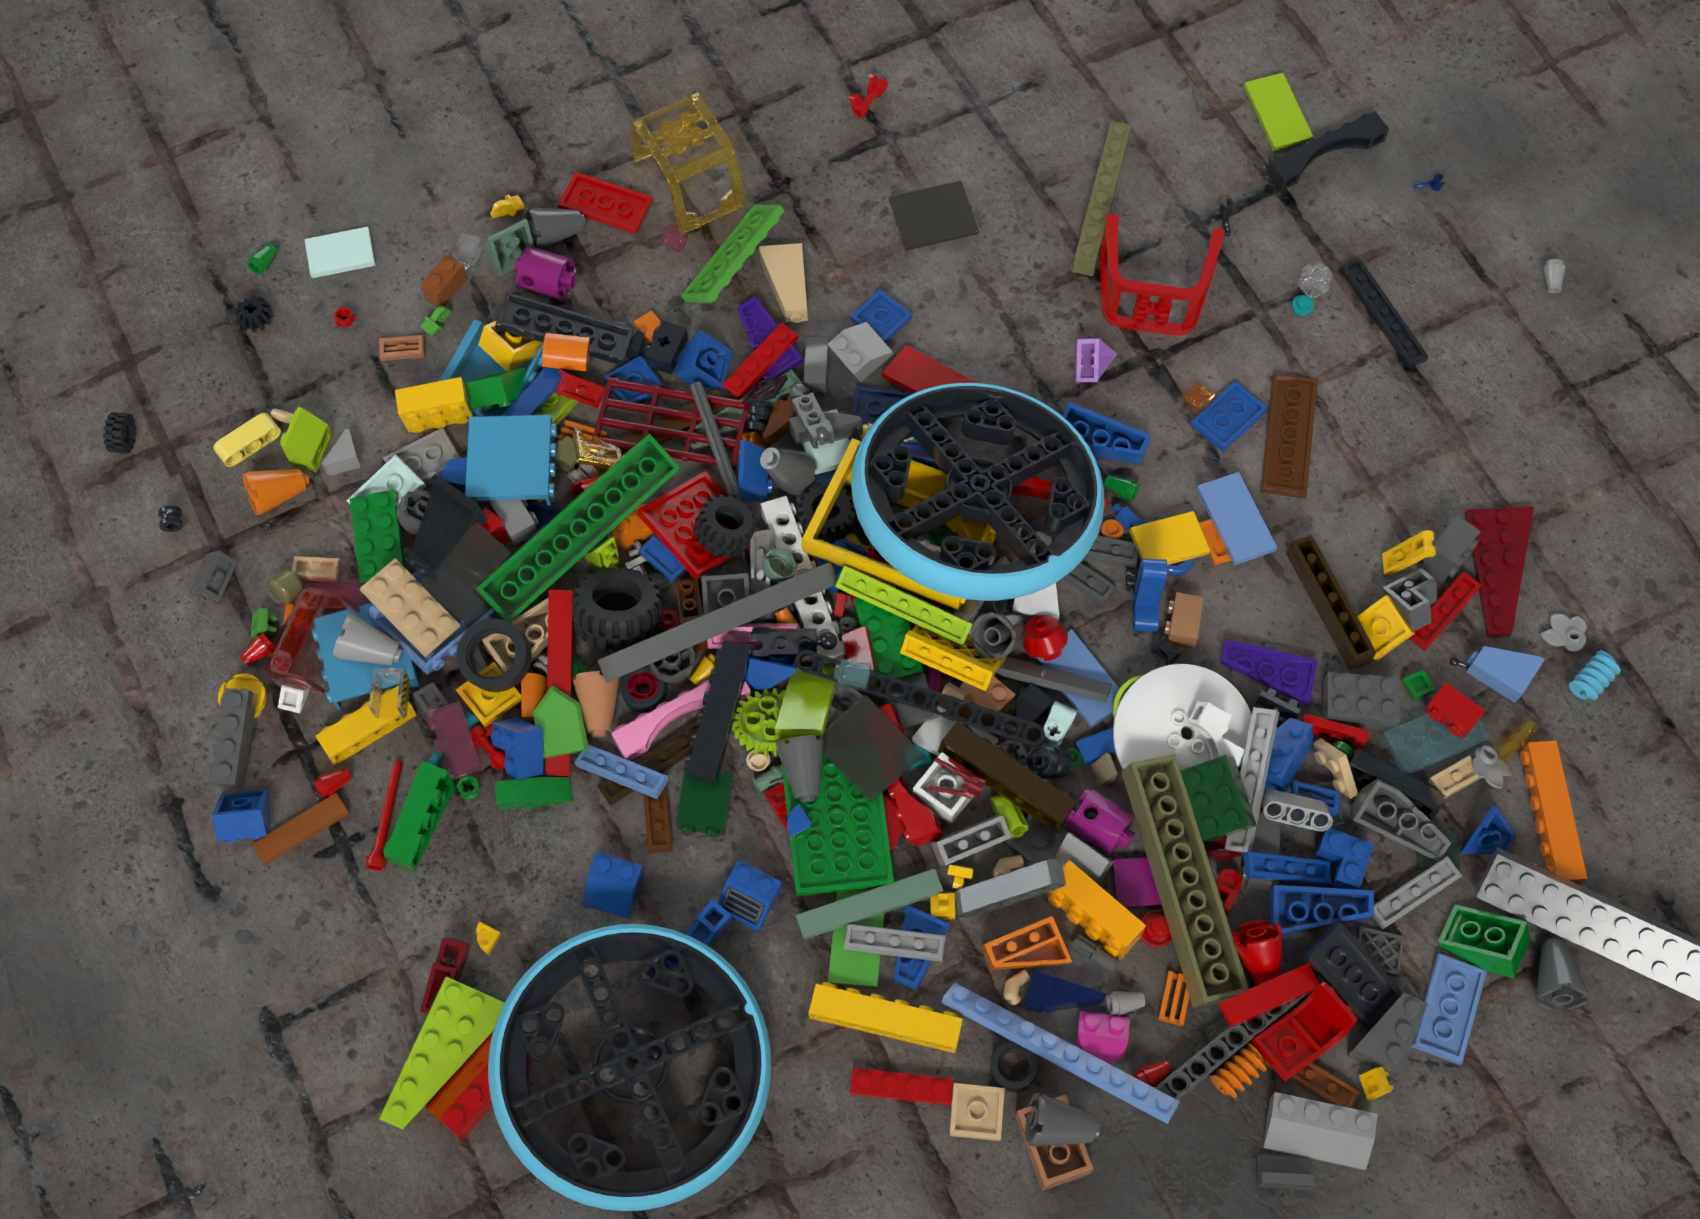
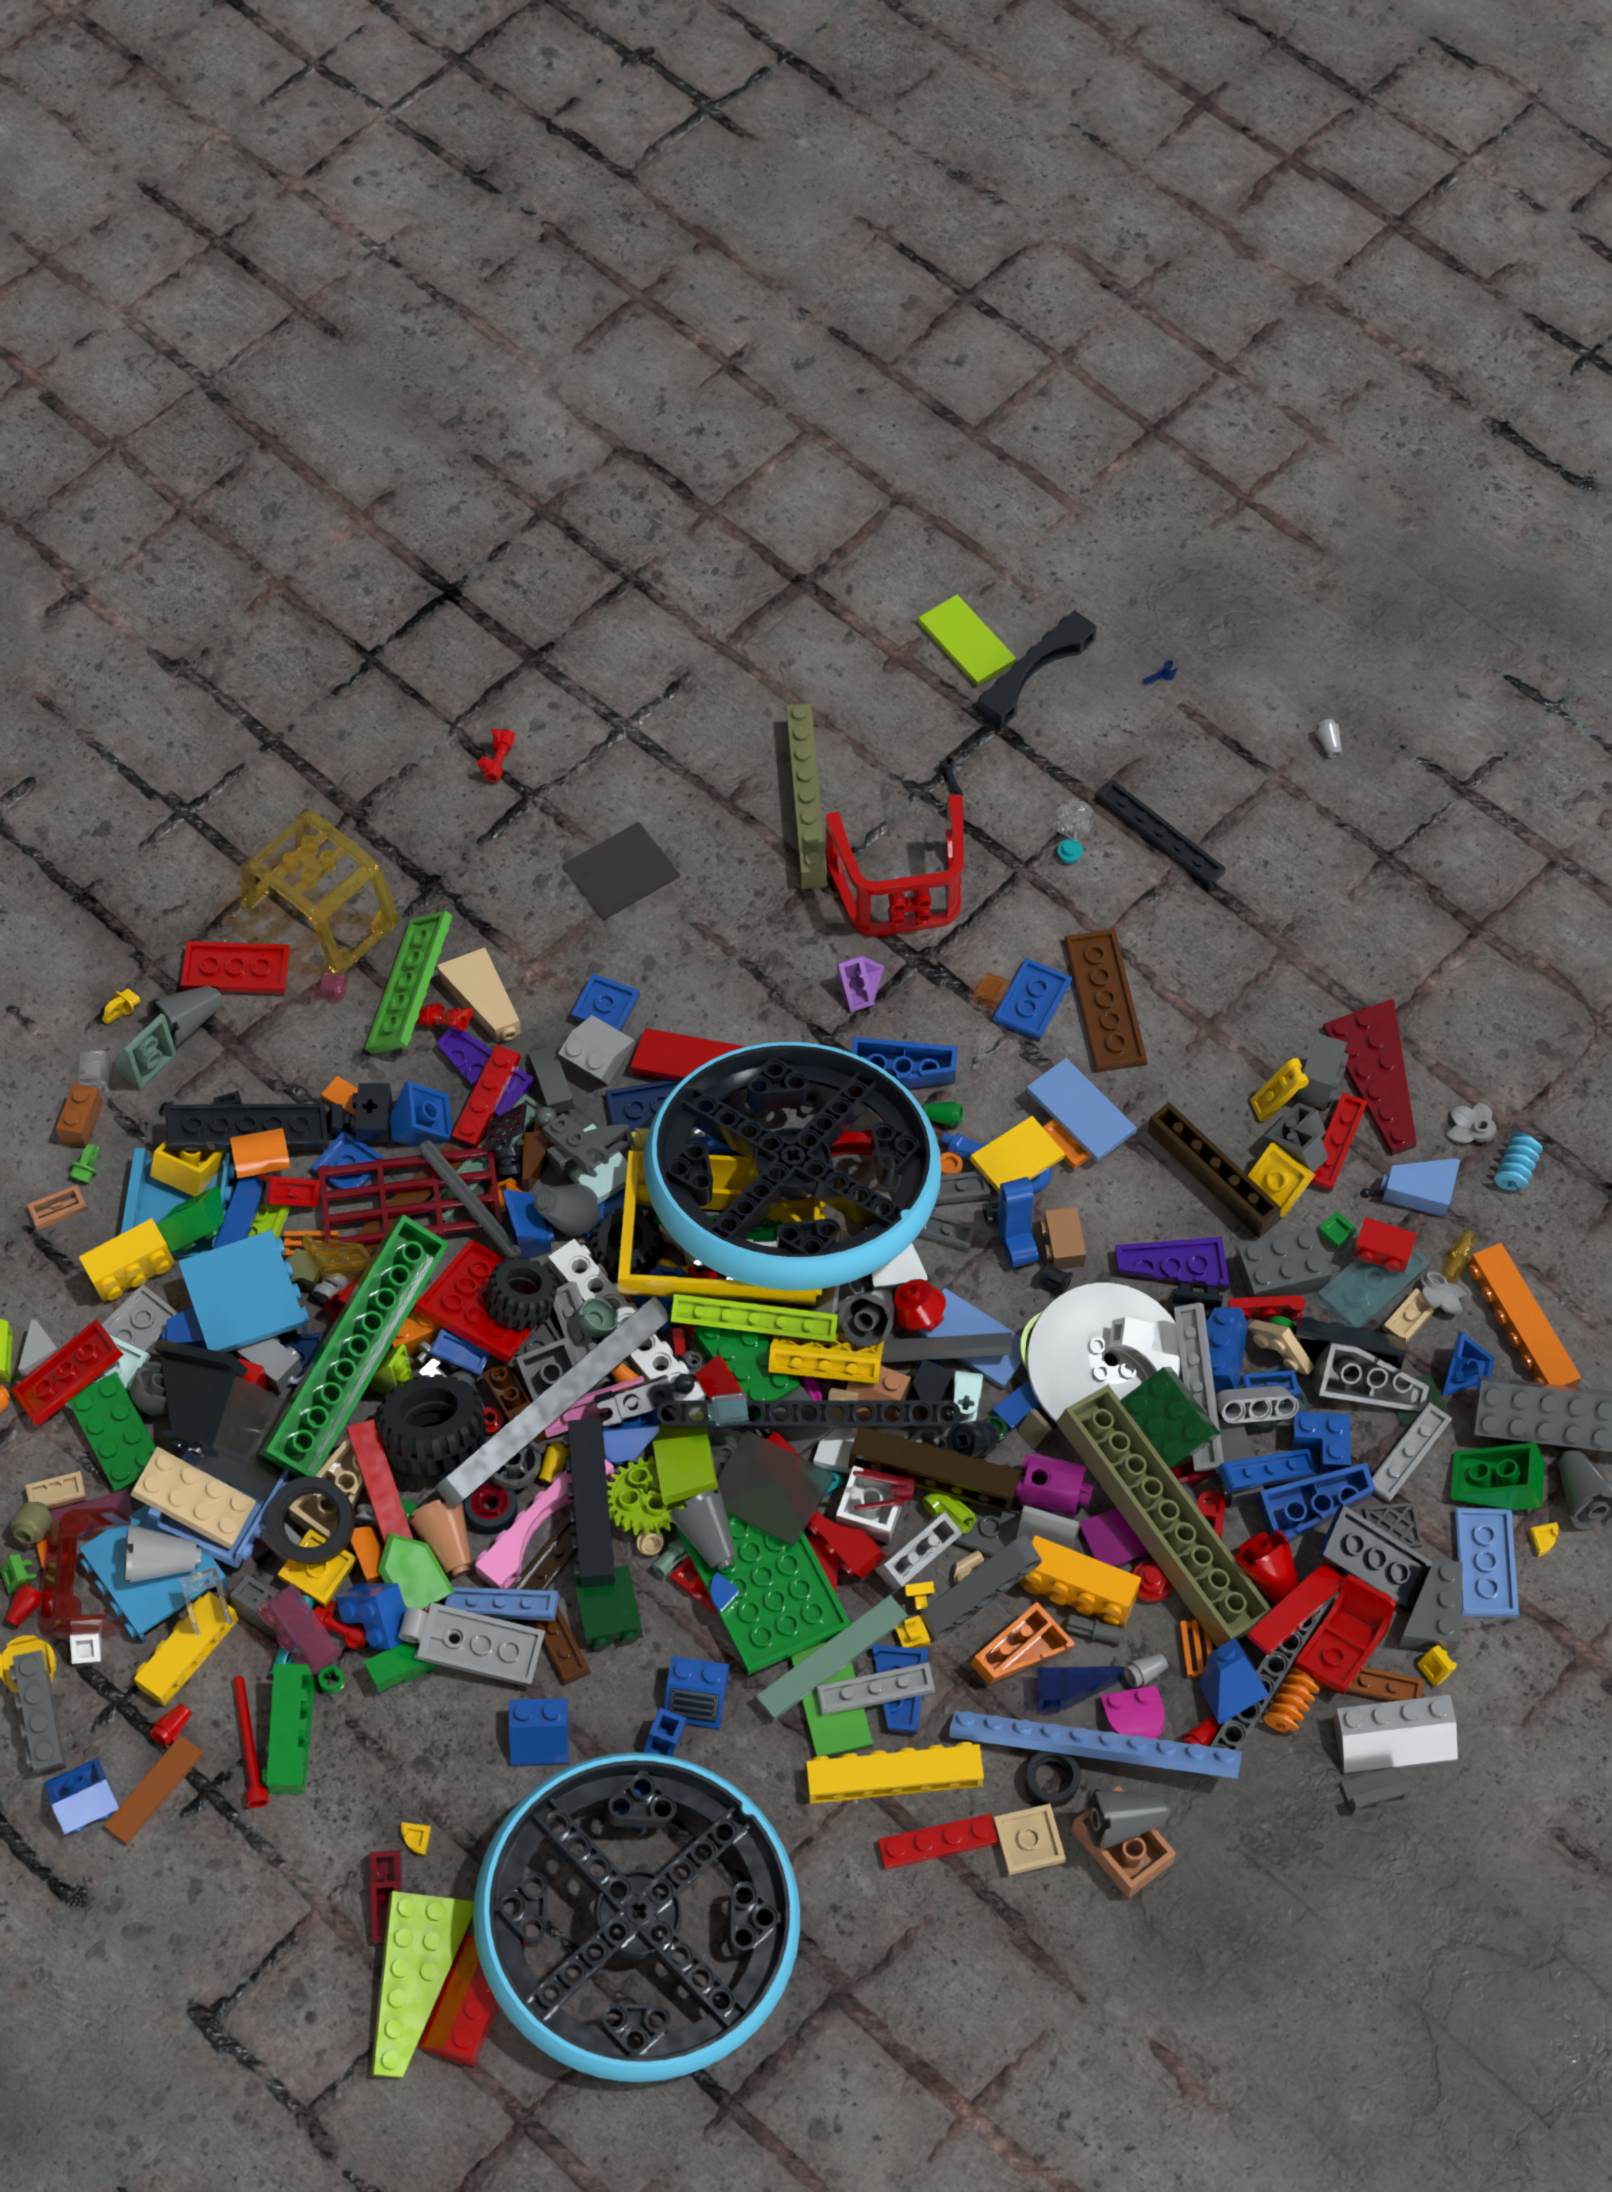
camera: 20 degrees left, 5 degrees down
(357, 478) = (67, 1372): none -> red tile
(545, 273) = (199, 1069): magenta cylinder -> none
(595, 801) = (485, 1645): none -> light grey hinge
(746, 284) = (454, 1017): none -> red piece
(1013, 985) = (1019, 1694): tan arm -> none
(1192, 1038) = (1230, 1681): none -> blue slope
(1507, 1004) = (1544, 1537): none -> yellow tile

